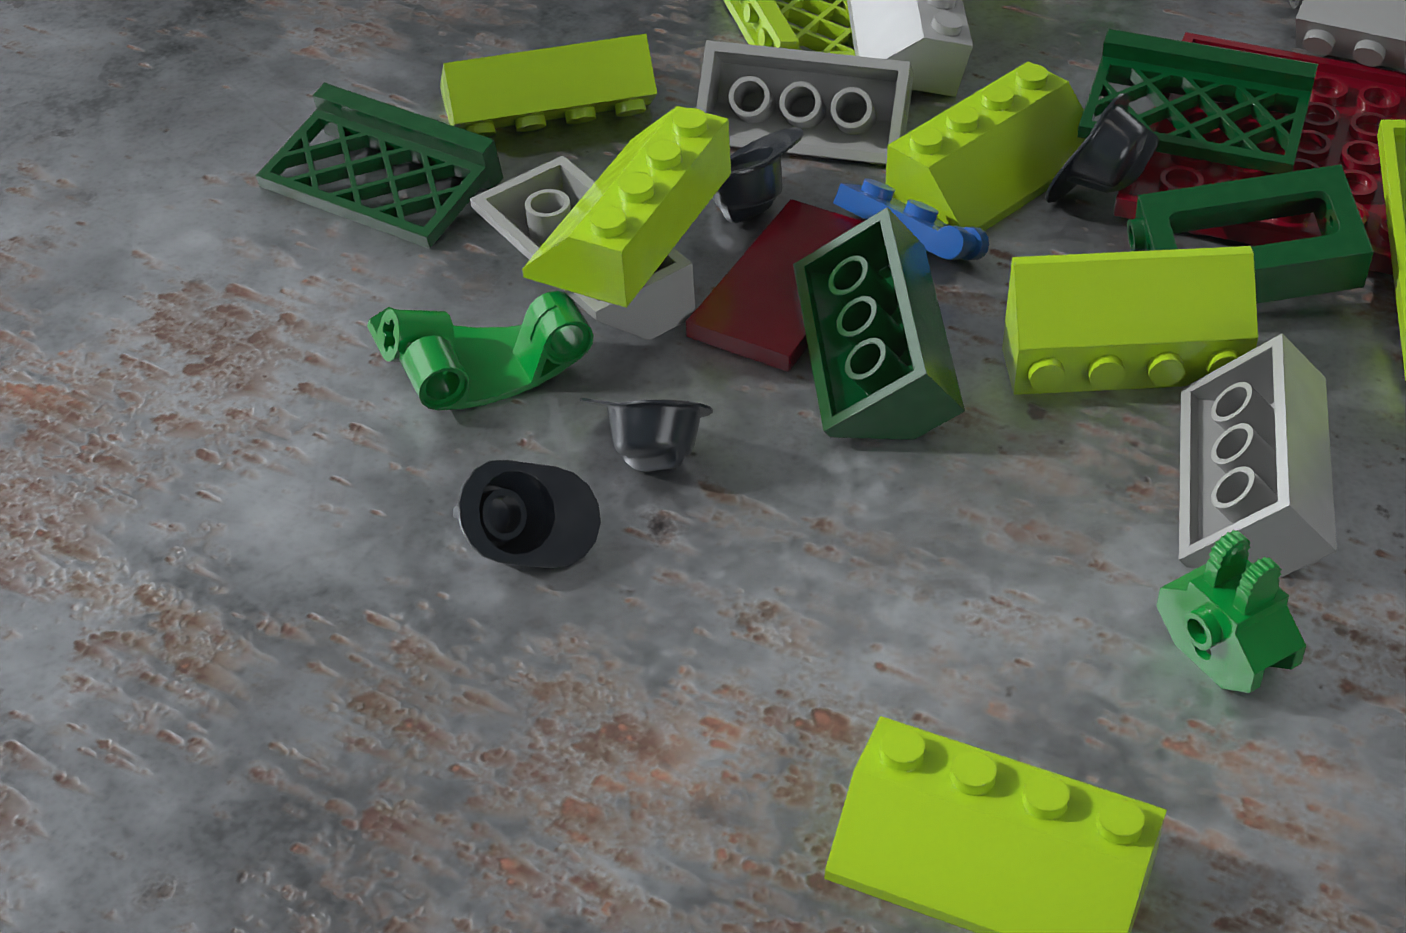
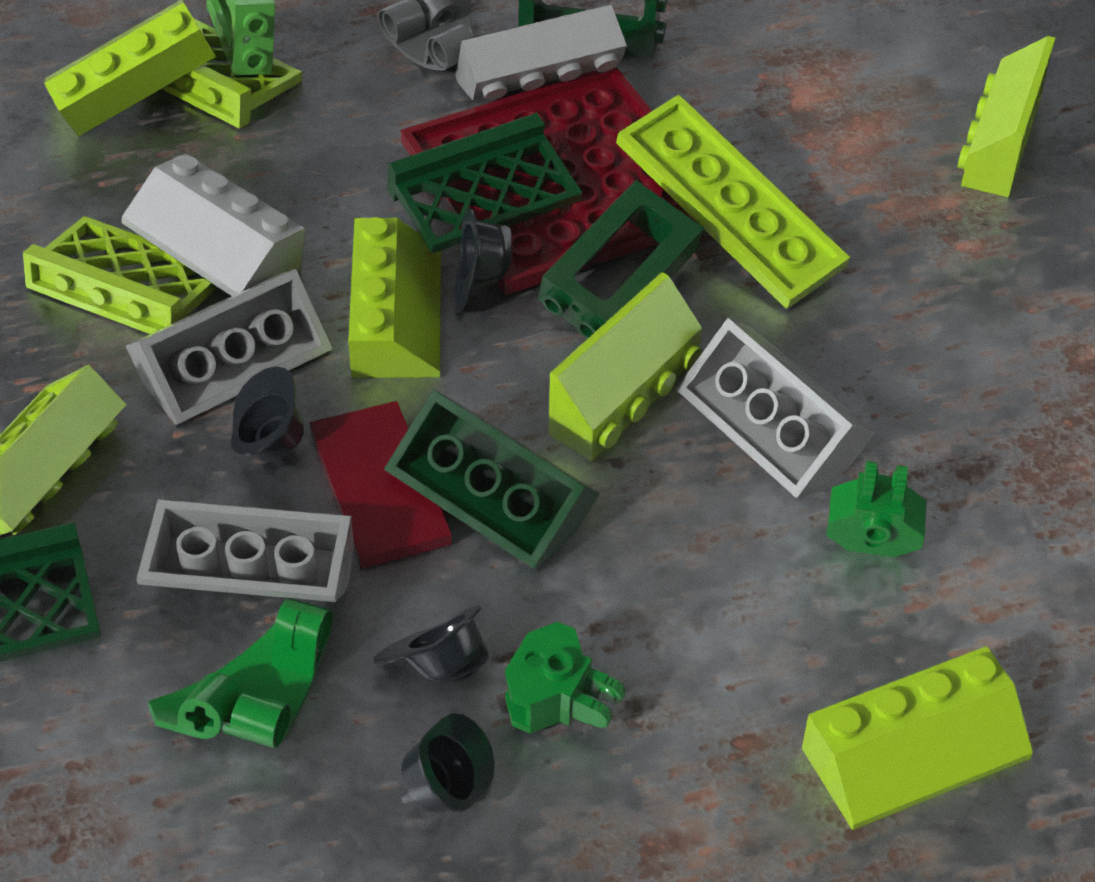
camera: 50 degrees left, 5 degrees up
(637, 209) = (274, 505): lime slope -> none
(700, 521) = (552, 680): none -> green hinge
(936, 236) = (406, 385): blue plate -> none

